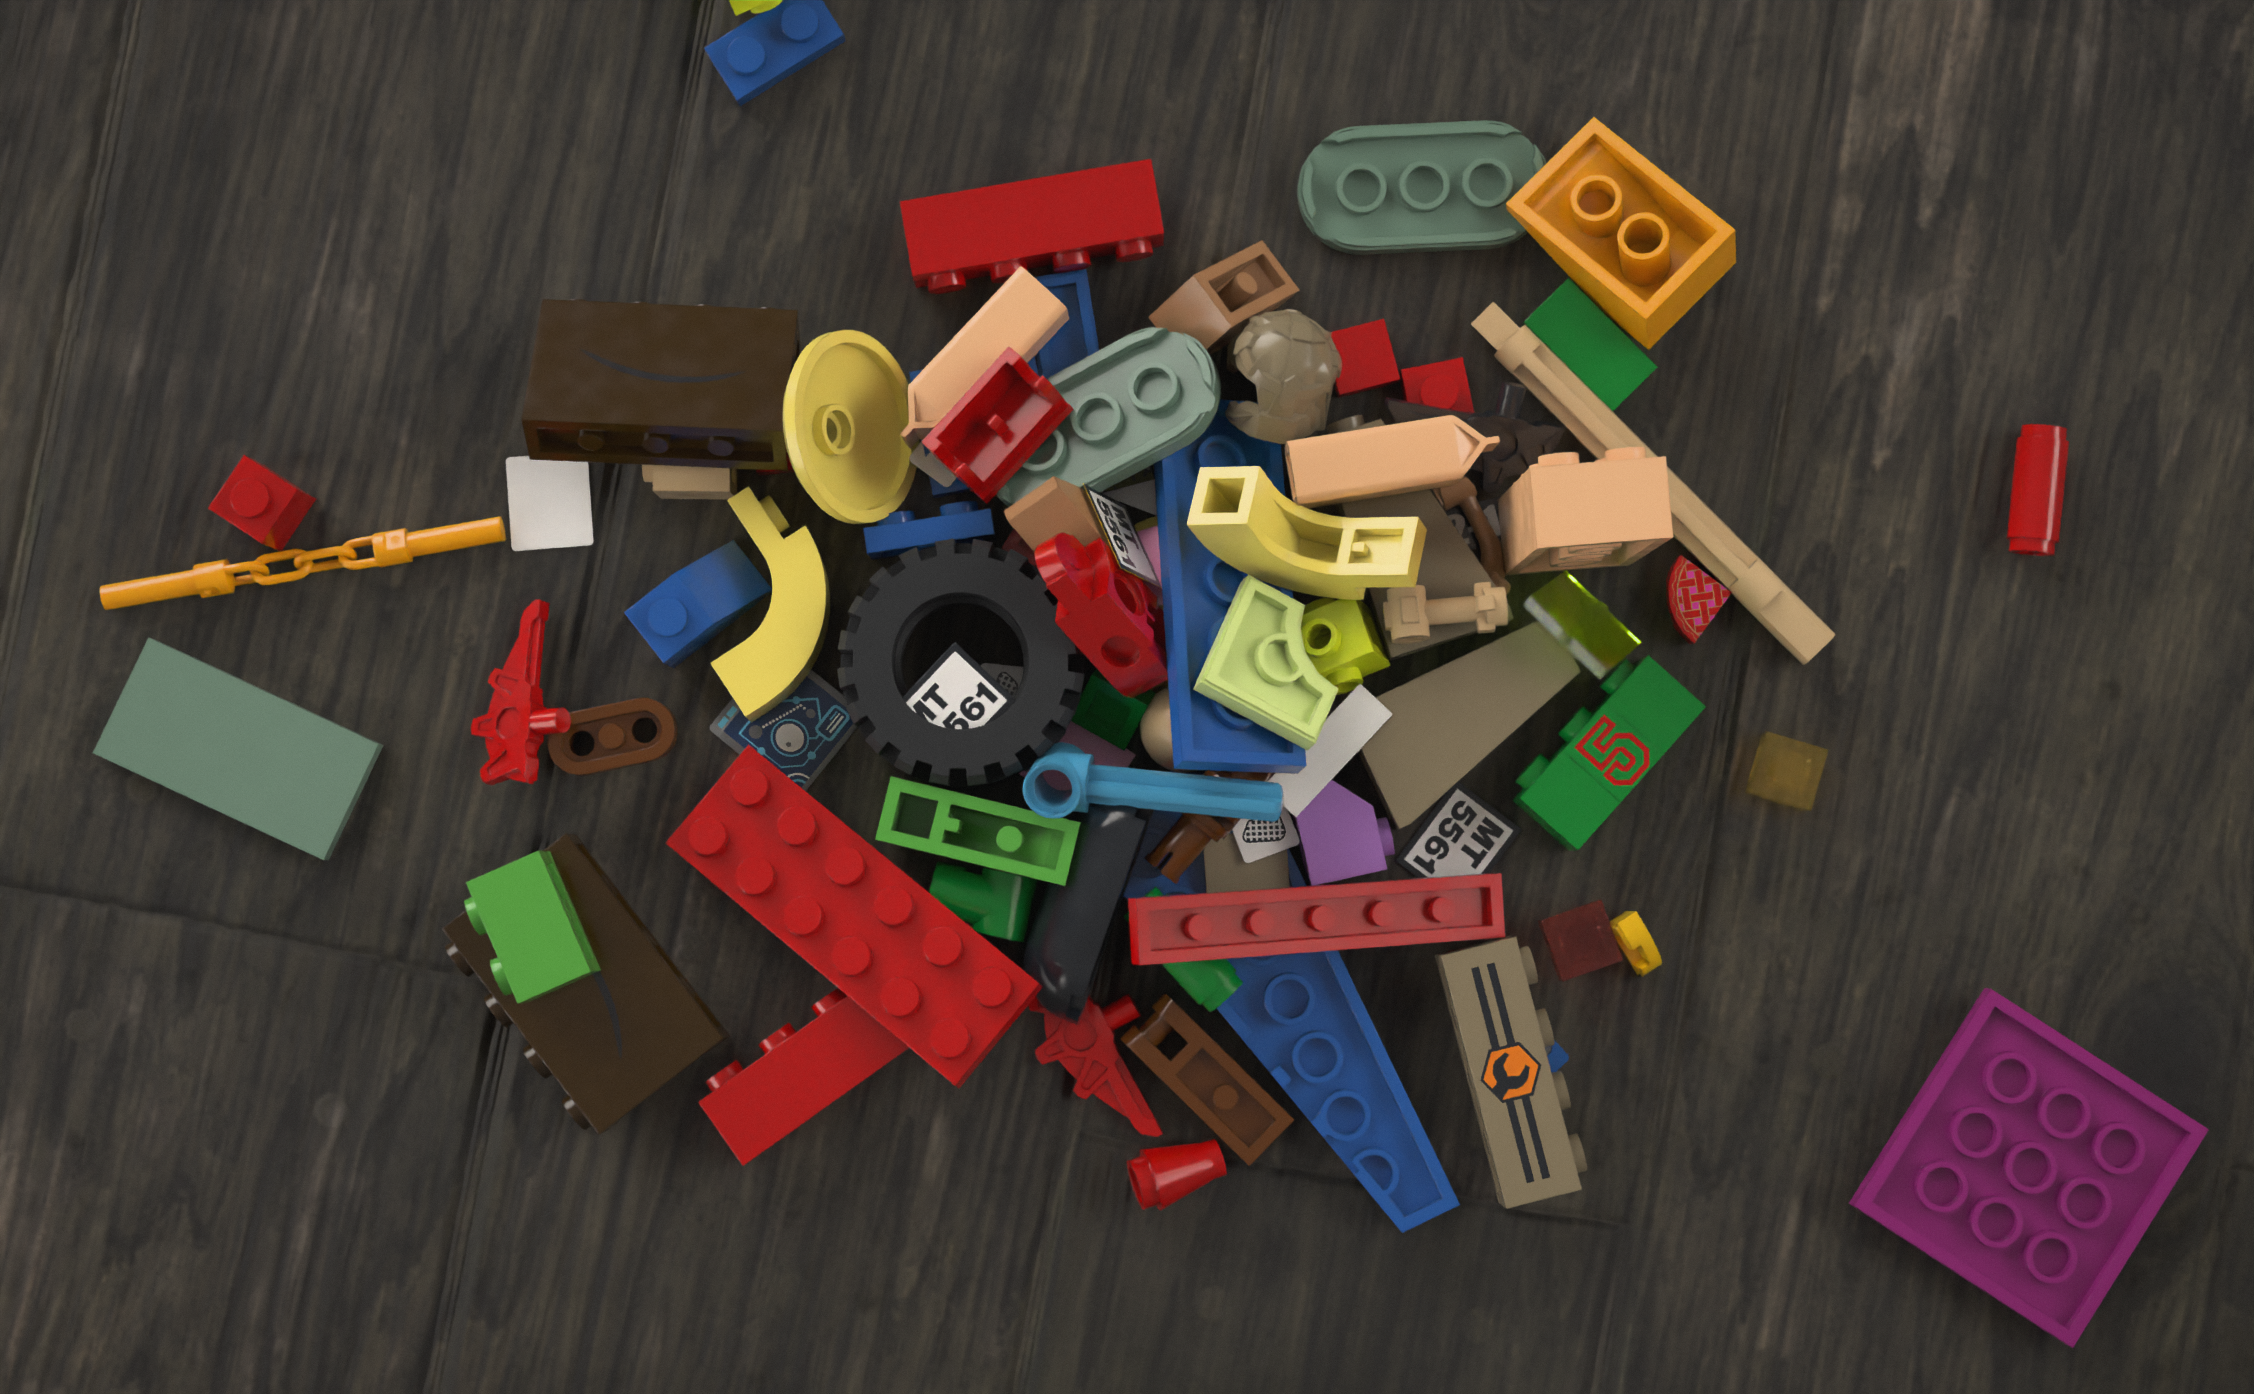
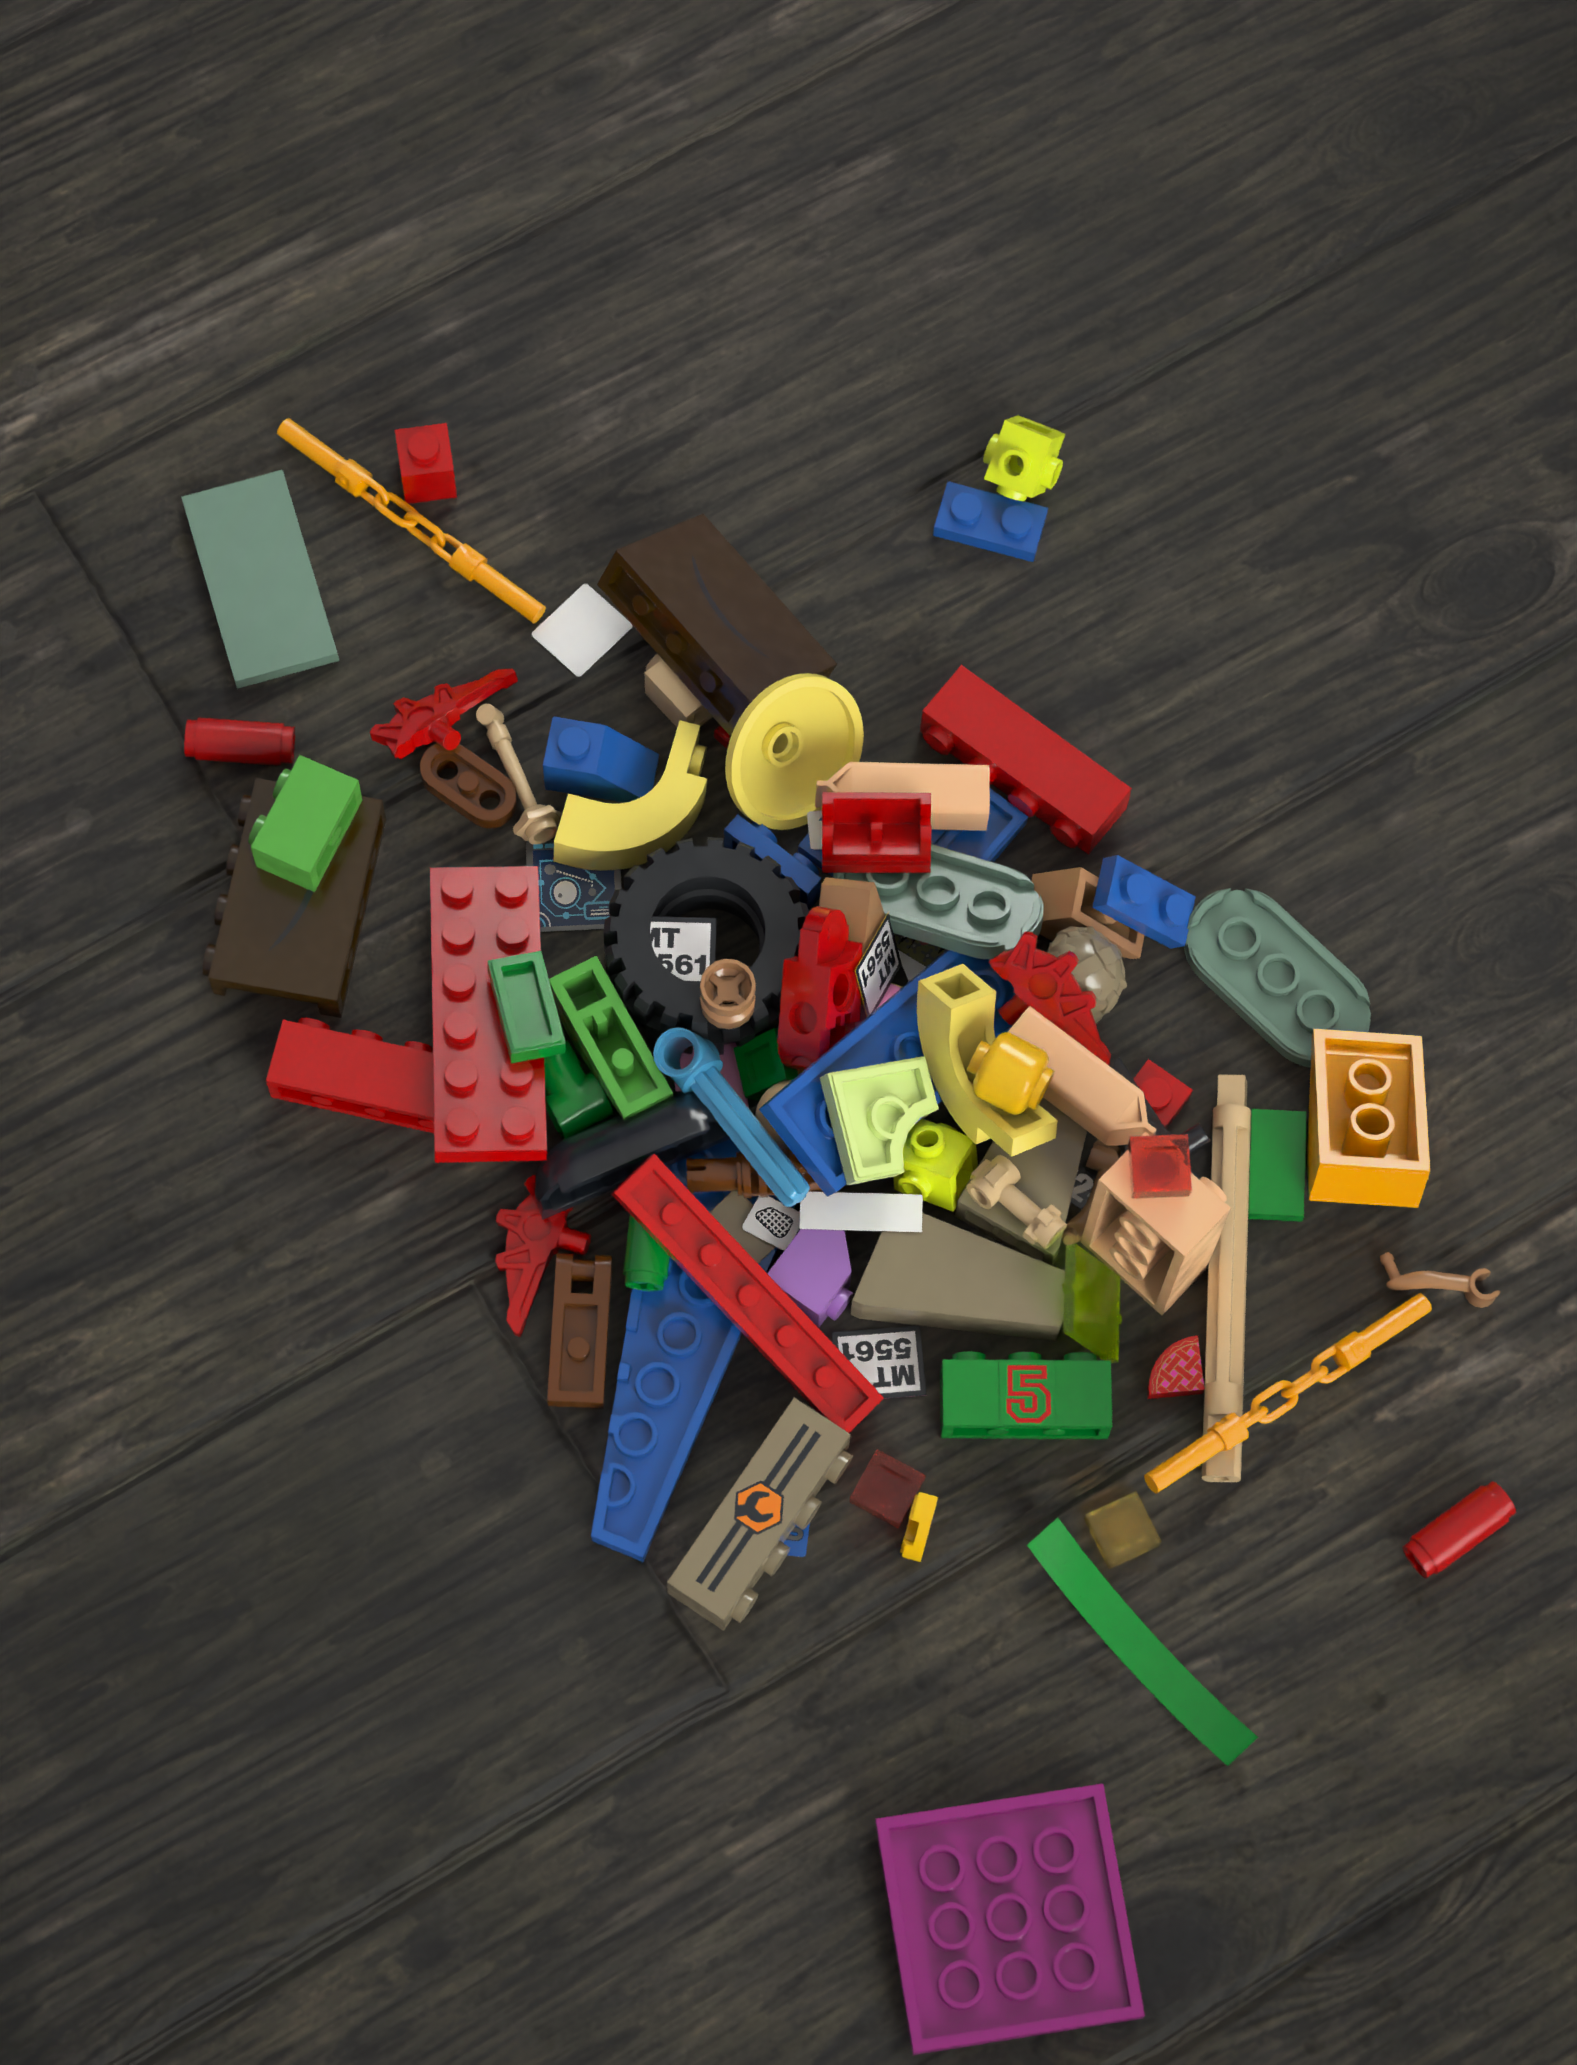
camera: 50 degrees right, 15 degrees down
(386, 905) = (239, 741): none -> red piece
(703, 707) = (537, 821): none -> tan piece
(886, 883) = (526, 1007): none -> green tile
(1041, 691) = (727, 982): none -> medium nougat wheel
(1172, 1172) = (500, 1360): red cone -> none
(1261, 244) = (1143, 901): none -> blue plate
(1290, 409) = (1051, 990): none -> red piece
(1343, 520) = (1010, 1073): none -> yellow head
(1365, 358) = (1133, 1030): red tile -> none
(1581, 487) = (1159, 1166): none -> clear red plate
(1796, 608) = (1233, 1429): none -> light orange piece
(1812, 306) = (1439, 1280): none -> medium nougat piece
(1903, 848) = (1138, 1645): none -> green sticker

